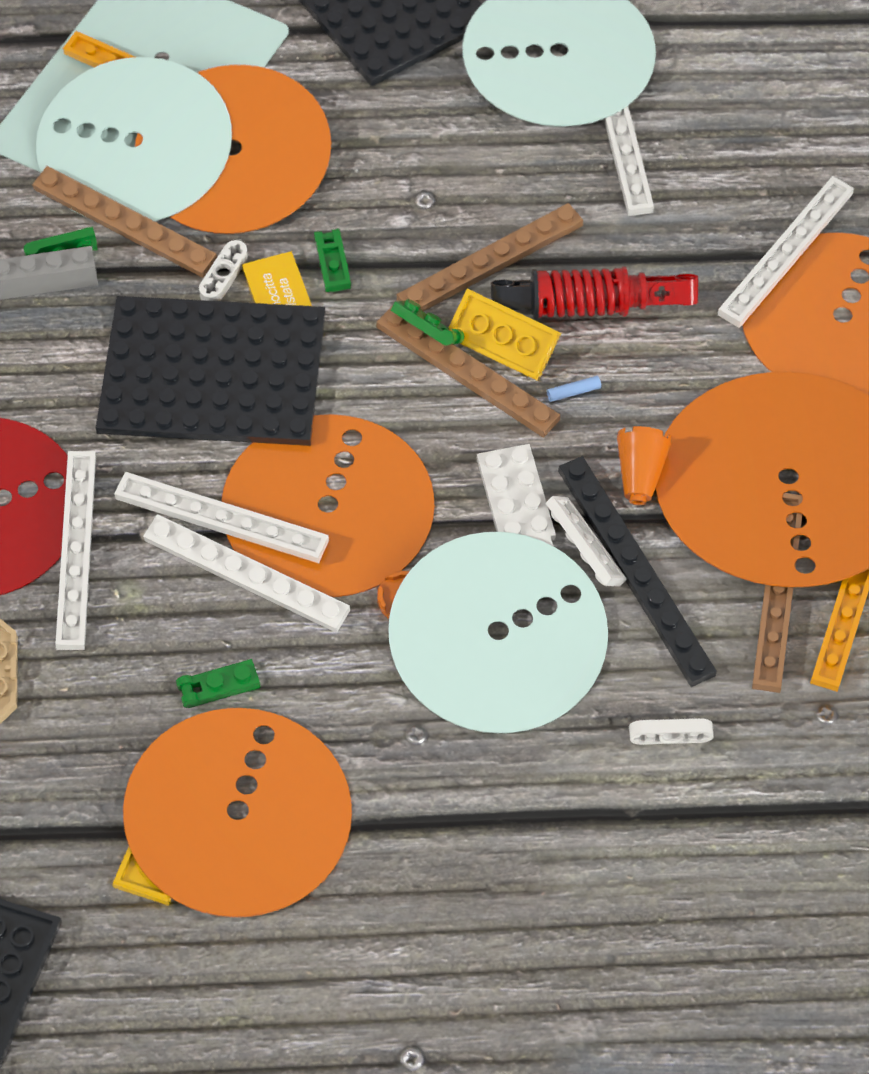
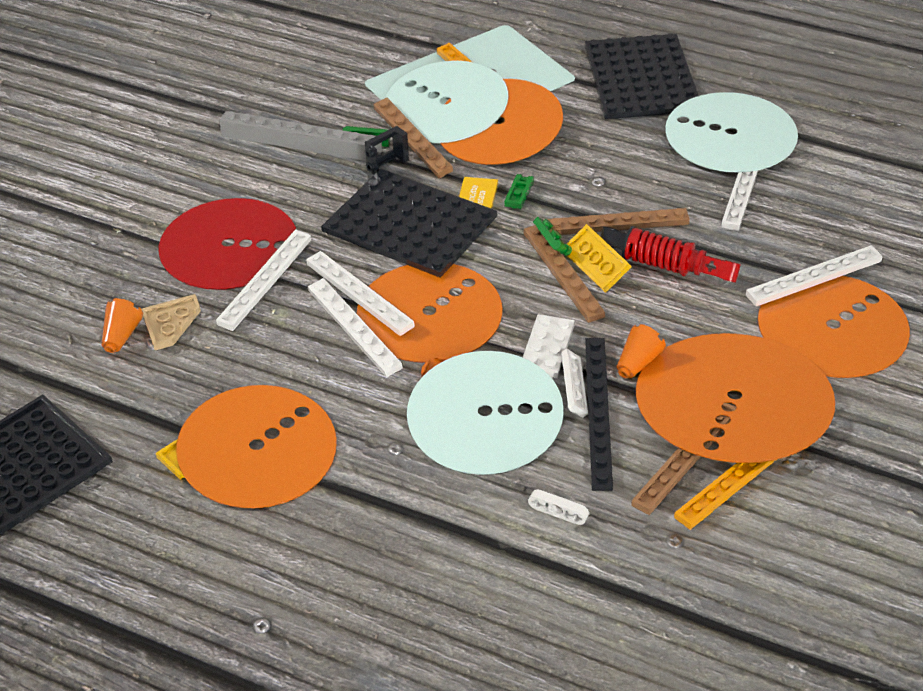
camera: 30 degrees right, 15 degrees down
(125, 252) = (399, 150): none -> black panel
(218, 683) = (295, 376): green plate -> none
(223, 261) = (442, 181): white beam -> none
(574, 388) = (624, 302): light blue piece -> none

